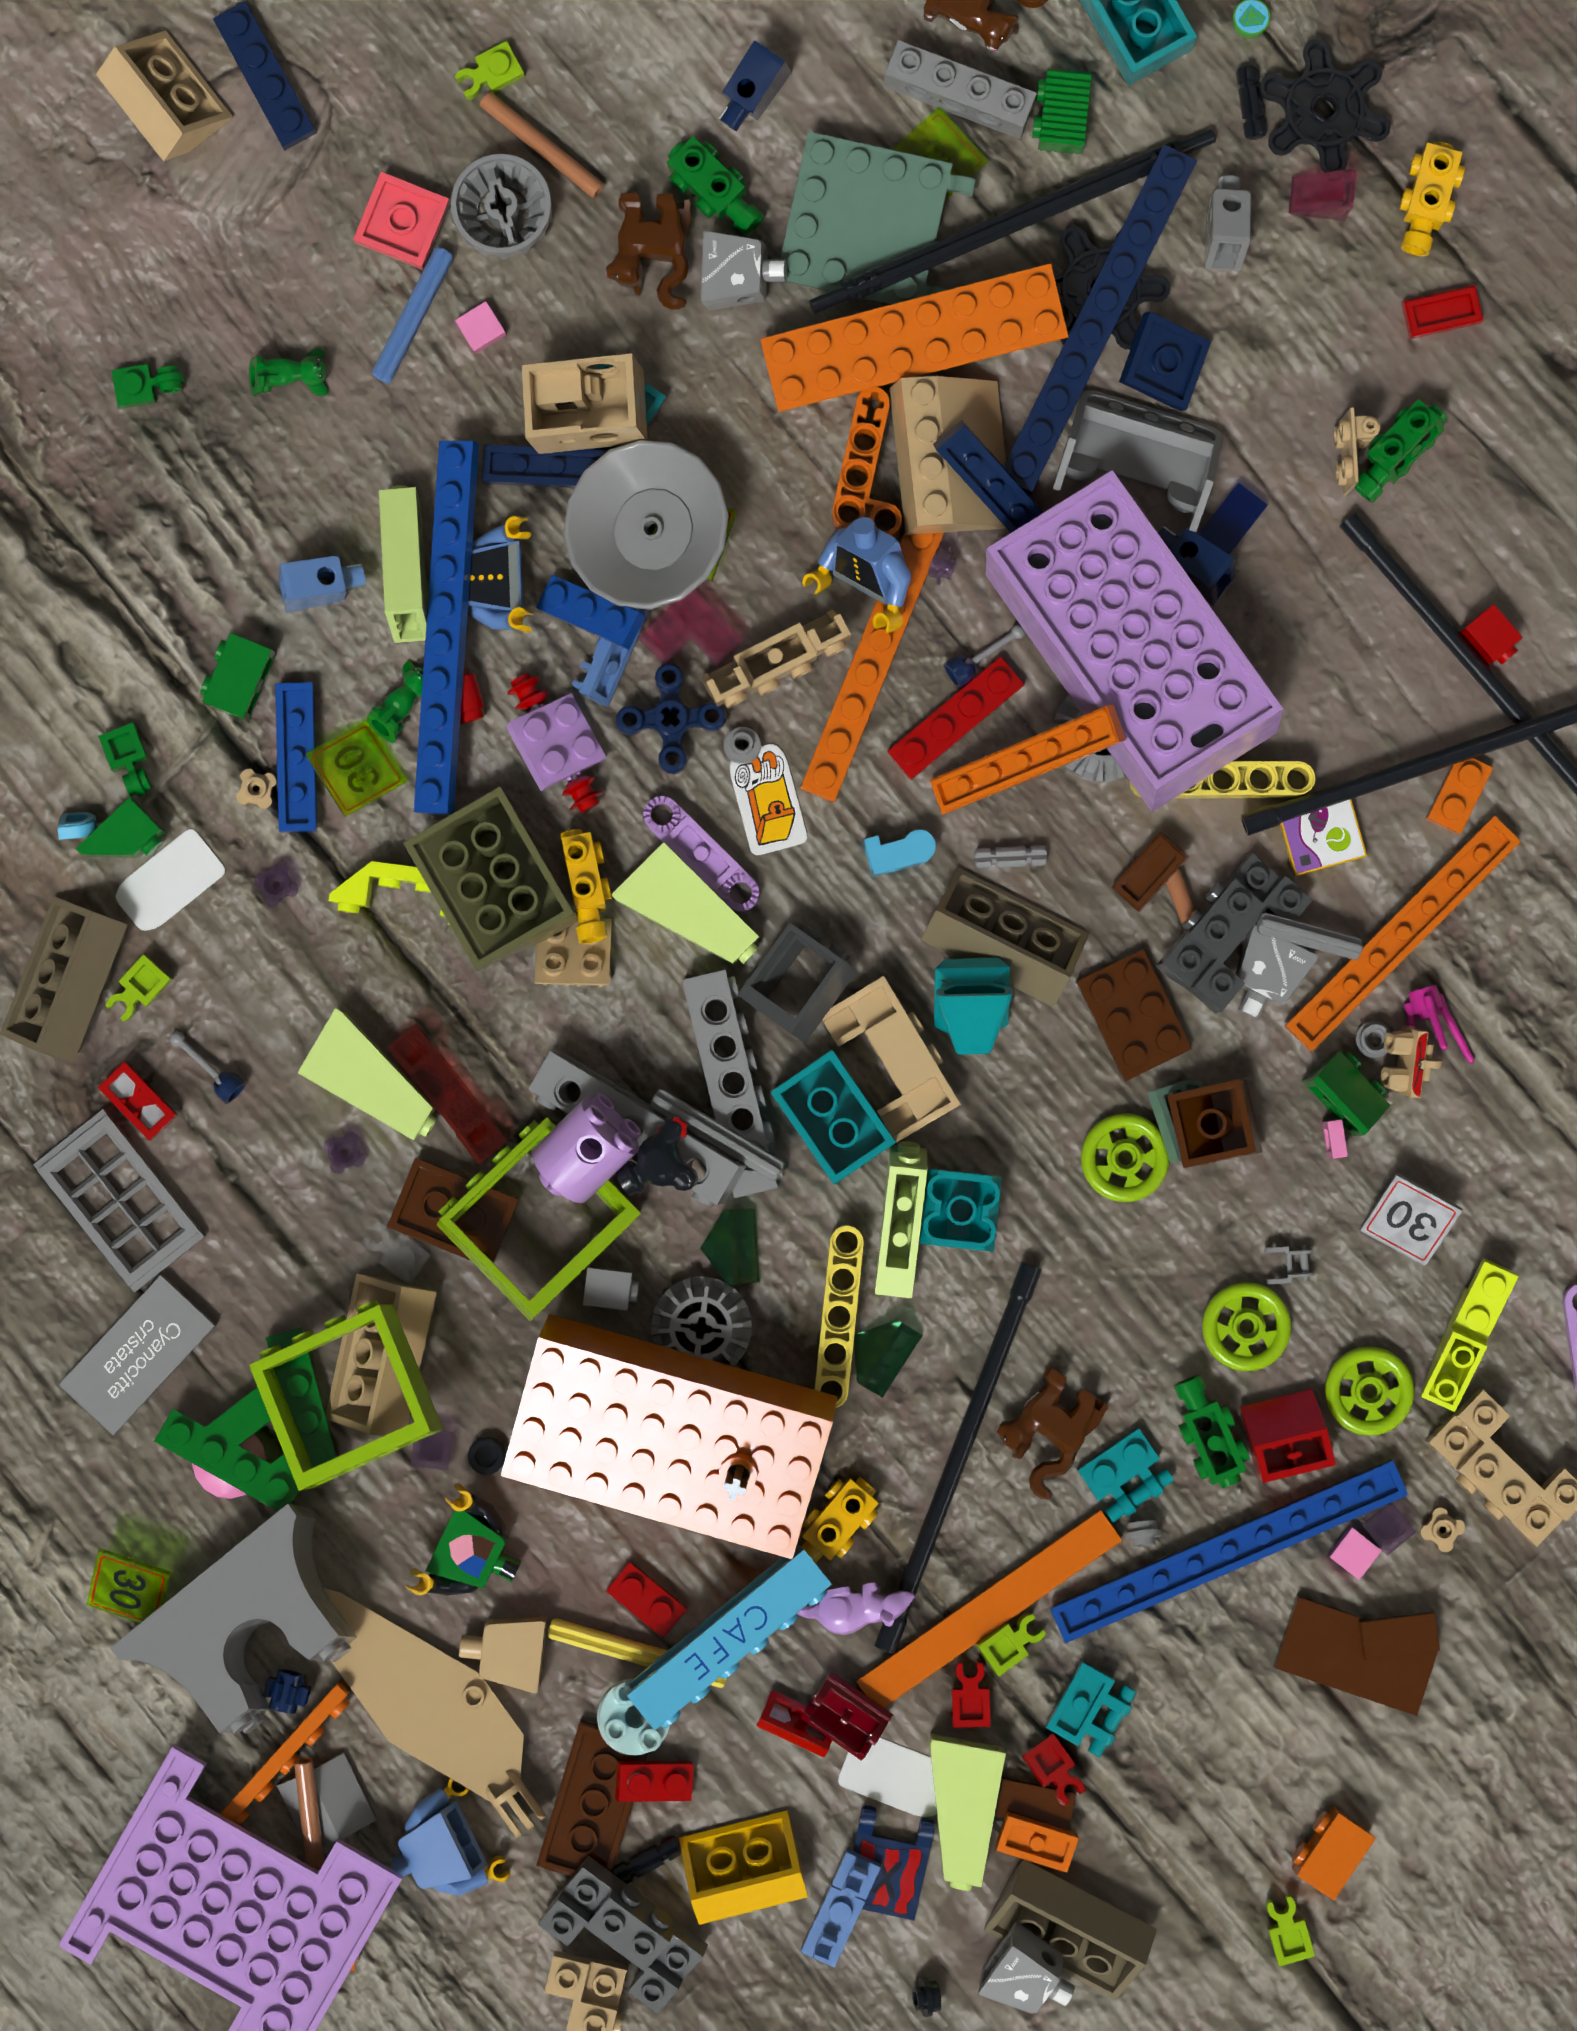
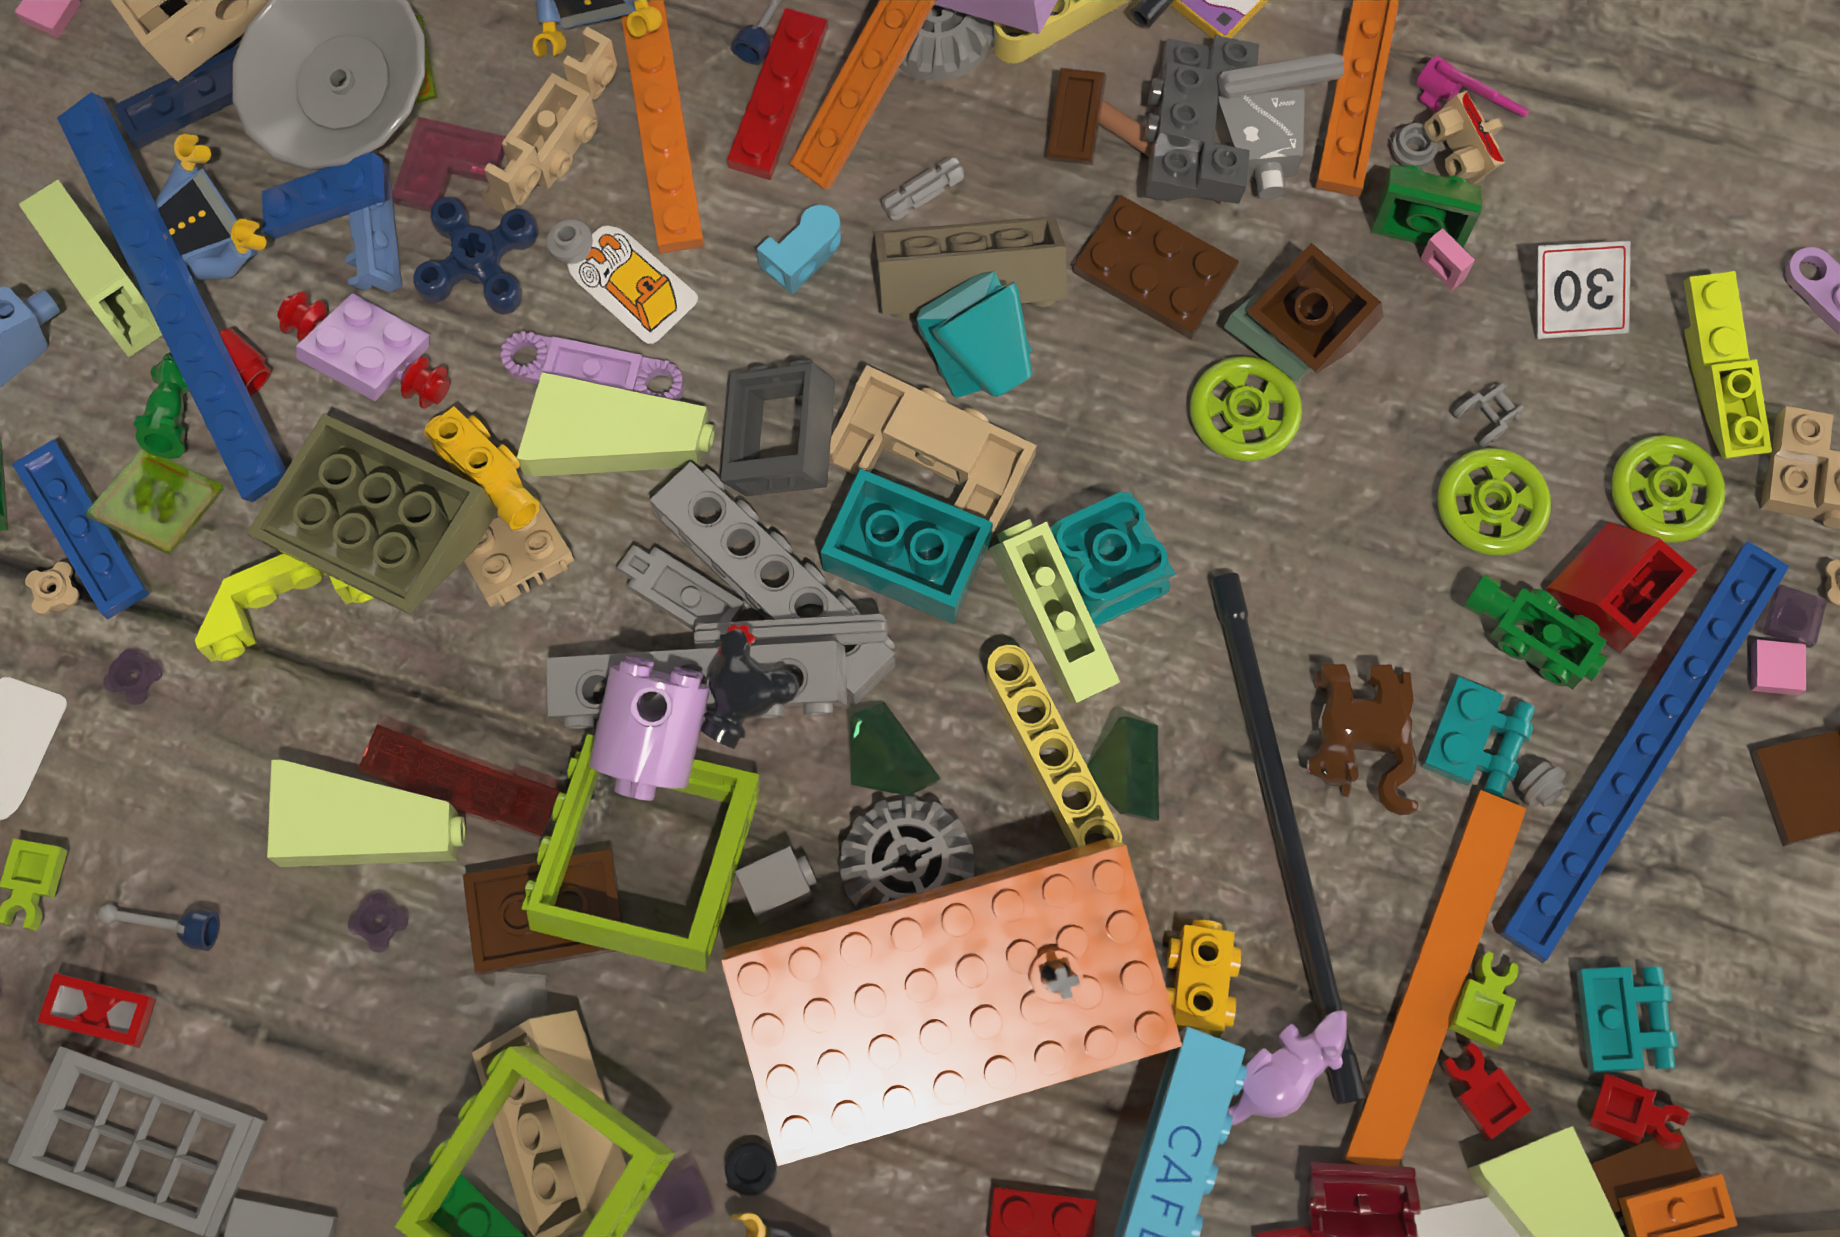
camera: 30 degrees left, 15 degrees down
(666, 1050) = (677, 589): none -> light grey hinge

